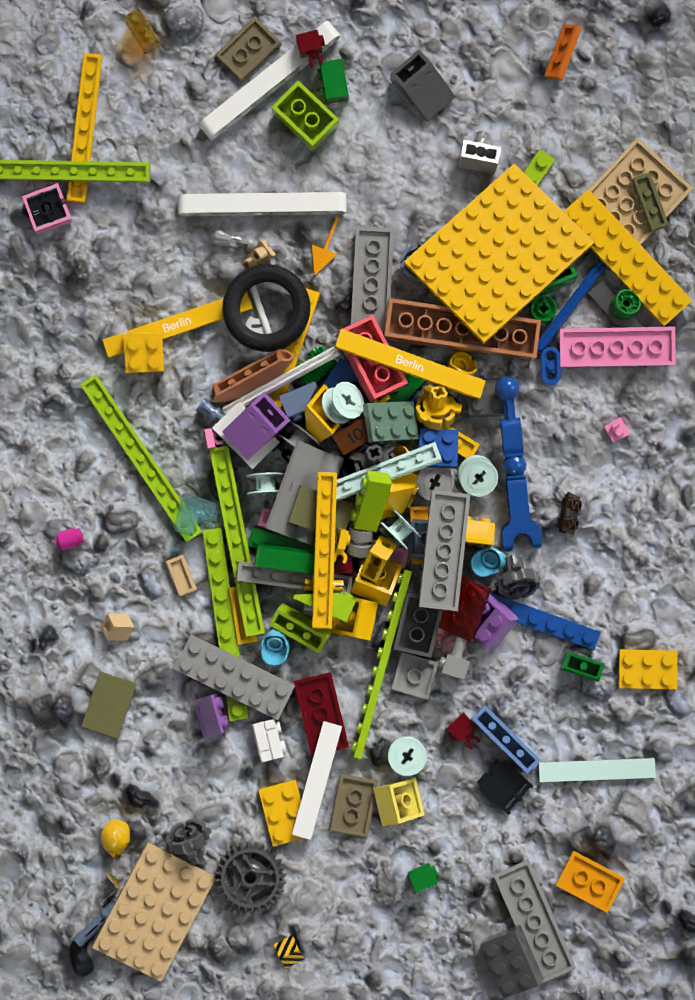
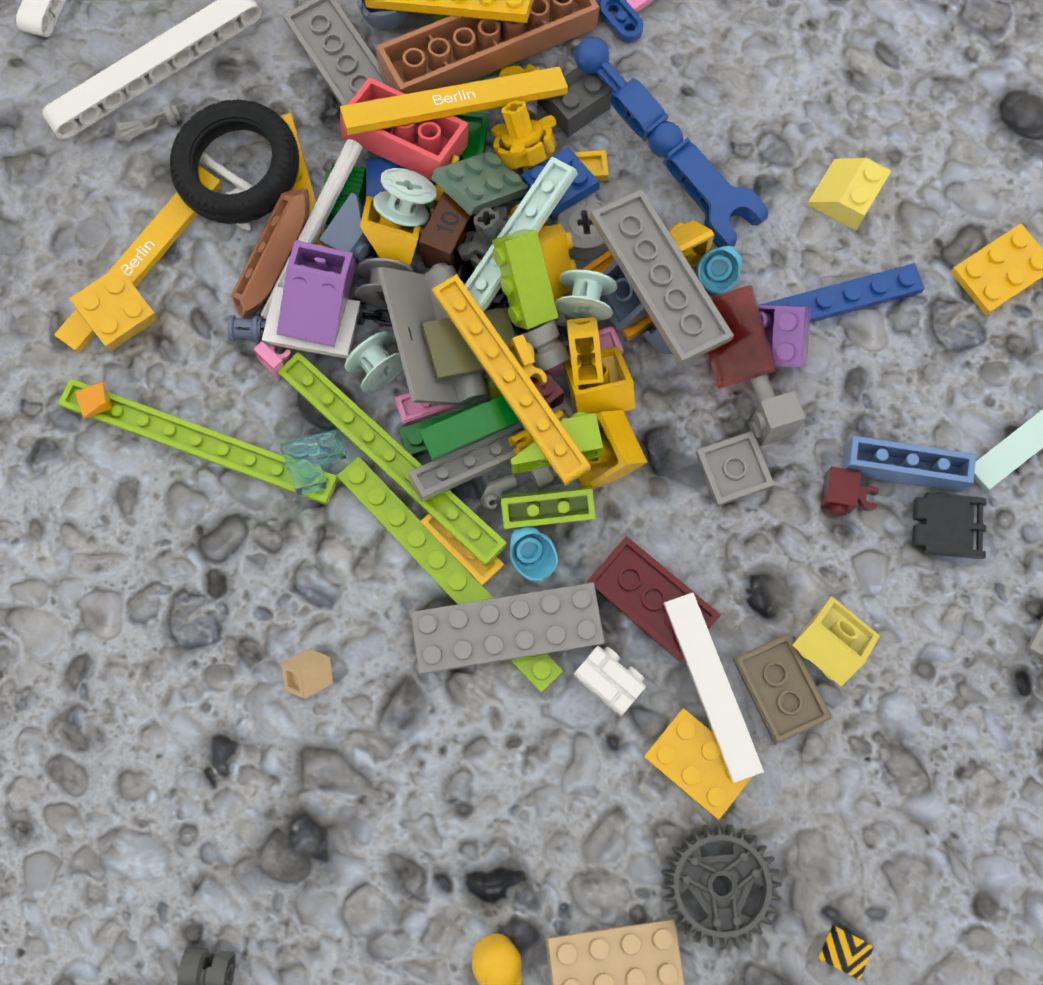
camera: 30 degrees left, 10 degrees down
(69, 538) = (167, 603): dark pink brick -> none
(100, 396) = (93, 400): none -> light orange slope
(109, 705) = (365, 786): olive tile -> none
(181, 575) = (348, 551): tan tile -> none
(189, 841) = (603, 895): dark grey piece -> none
(211, 715) = (510, 697): medium lavender slope -> none
(259, 255) = (184, 107): tan hips -> none
(280, 597) = (494, 490): none -> light grey arm
(322, 256) = (268, 75): light orange piece -> none
(383, 655) = (687, 493): lime plate -> none
(417, 628) = (693, 403): dark grey brick -> none
(418, 756) = (814, 562): light aqua piece -> none
(423, 877) = (948, 714): green brick -> none
(482, 466) = (640, 169): light aqua piece -> none
(517, 579) = (772, 261): dark grey piece -> none
(572, 506) = (771, 156): dark brown hinge -> none
(582, 666) = (929, 312): green brick -> none
(597, 563) = (849, 190): none -> light yellow slope
(616, 430) = (750, 37): bright pink tile -> none

